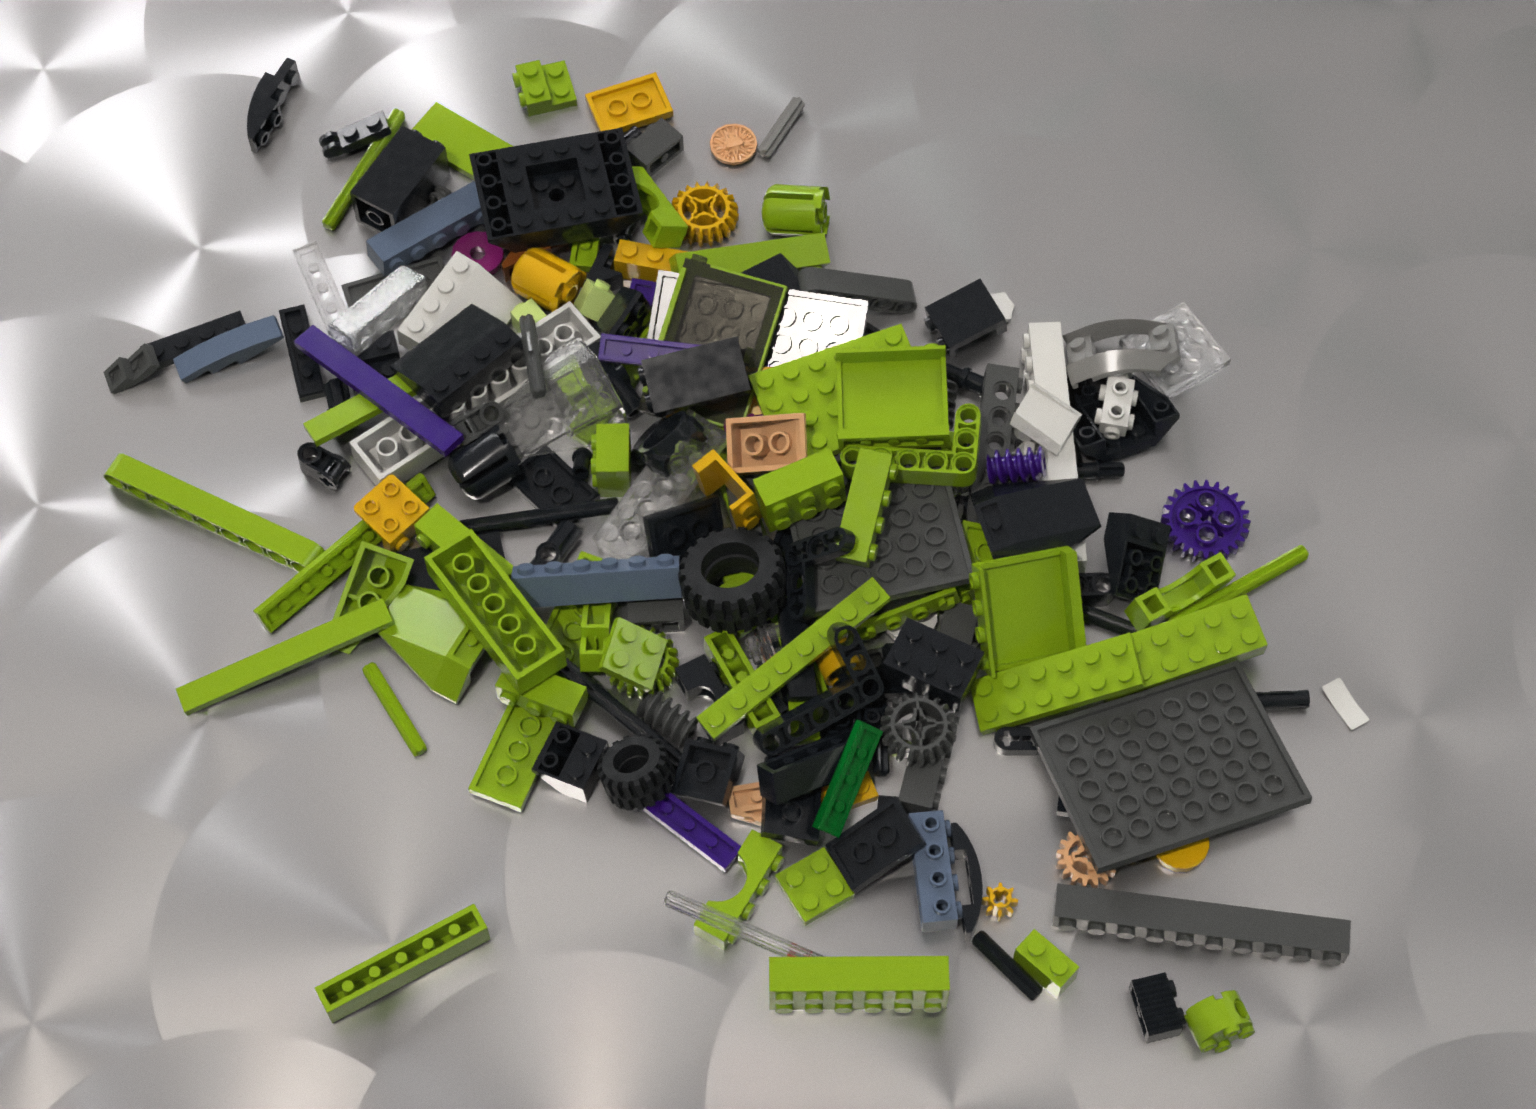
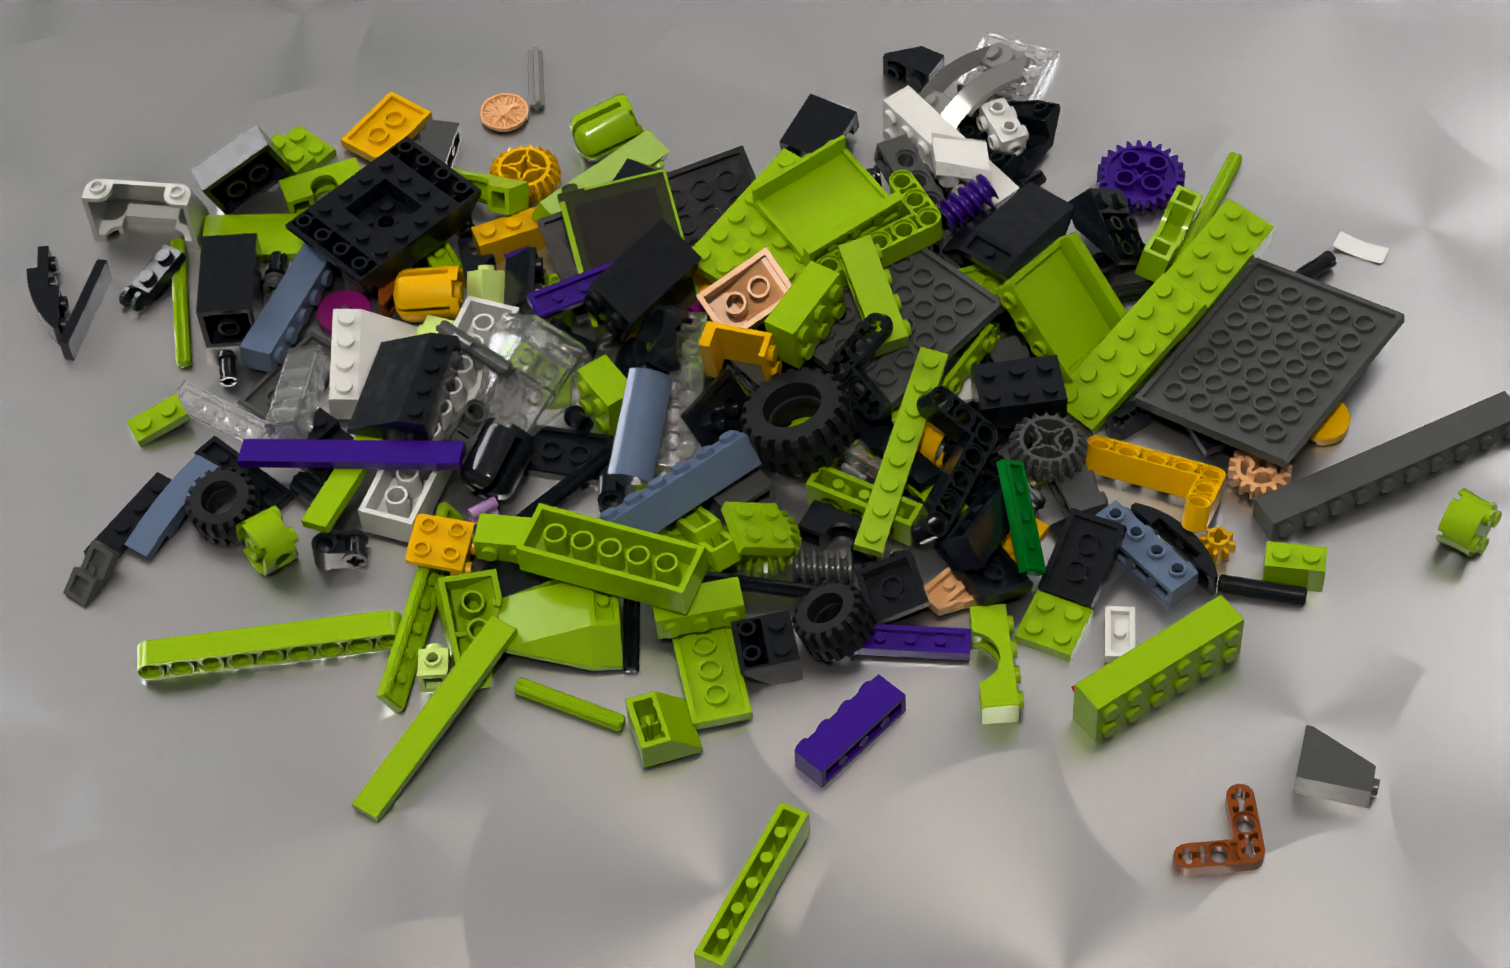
camera: 30 degrees left, 10 degrees down
(251, 360) = (211, 493): none -> black tyre
(270, 424) = (267, 540): none -> lime brick
(272, 265) = (158, 420): none -> lime plate
(287, 133) = (85, 309): none -> black tile
(308, 617) = (433, 666): none -> yellowish green brick
(355, 250) = (226, 361): none -> black pin
(367, 55) = (117, 202): none -> white windscreen
(441, 777) = (661, 727): none -> lime slope
(451, 500) = (488, 506): none -> lavender plate
(456, 182) = (276, 264): none -> black pin
(478, 686) = (631, 636): none -> black axle
(480, 81) = (242, 170): none -> black brick
(522, 124) = (303, 189): none -> lime arch
(583, 873) = (849, 730): none -> dark purple brick
(607, 505) = (640, 426): none -> sand blue brick
(735, 926) = (1014, 686): clear axle -> none
(858, 929) = (1118, 631): none -> white plate
(882, 292) = (691, 153): dark grey beam -> none
(1006, 809) = (1163, 472): none -> yellow beam
(1095, 300) = (913, 66): none -> black slope
(1156, 1007) = (1408, 546): black brick -> none

